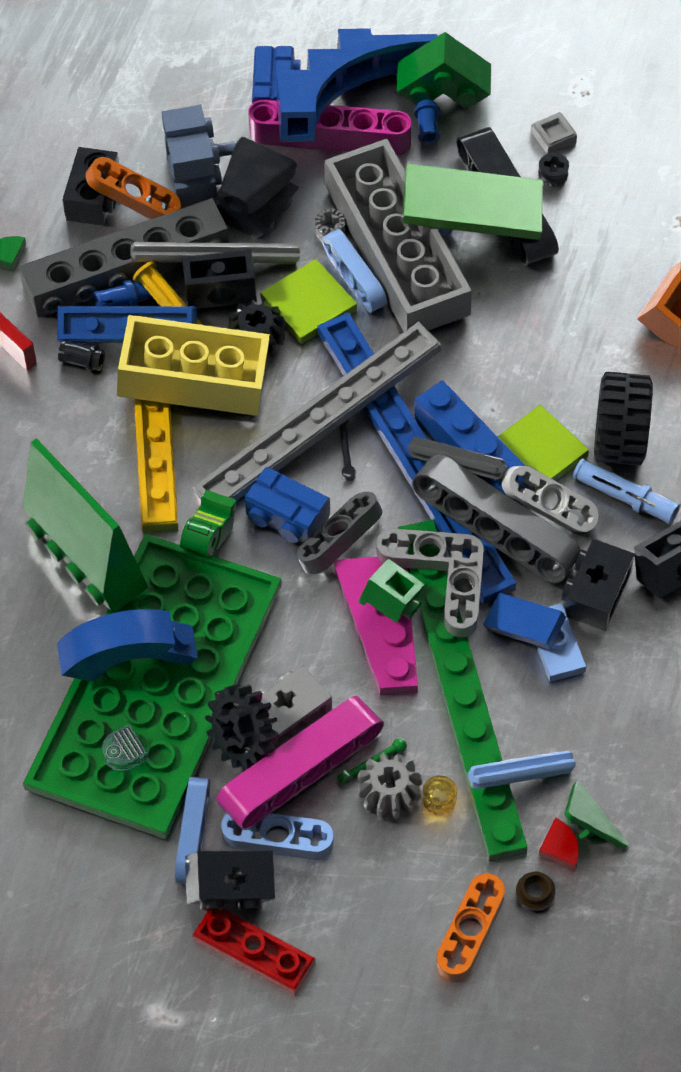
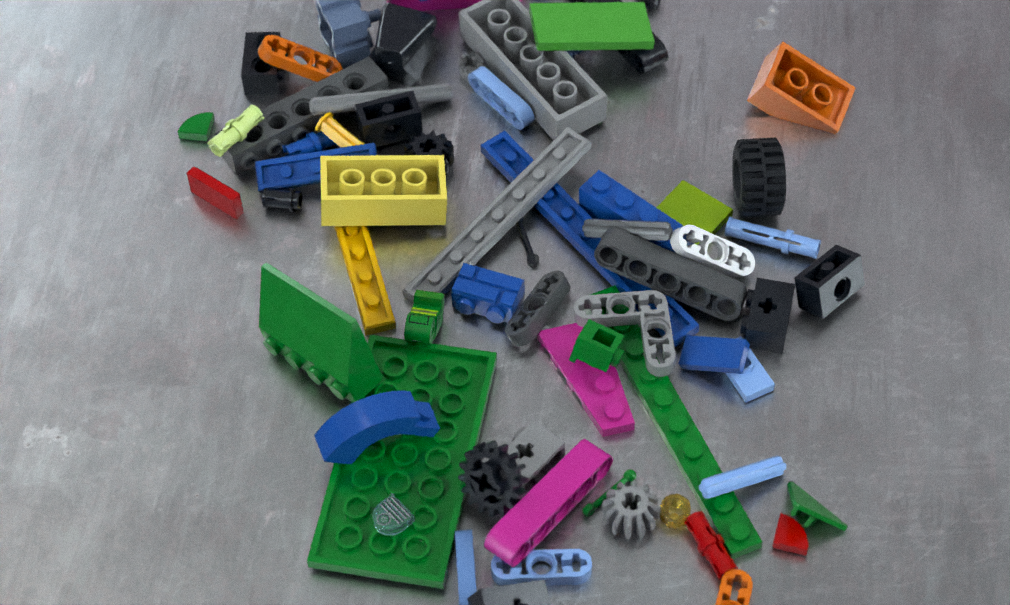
camera: 10 degrees left, 5 degrees down
(41, 267) = (235, 130): none -> yellowish green pin
(308, 300) = (467, 126): lime tile -> none
(468, 839) = (710, 544): none -> red pin
(535, 880) = (781, 569): dark brown plate -> none

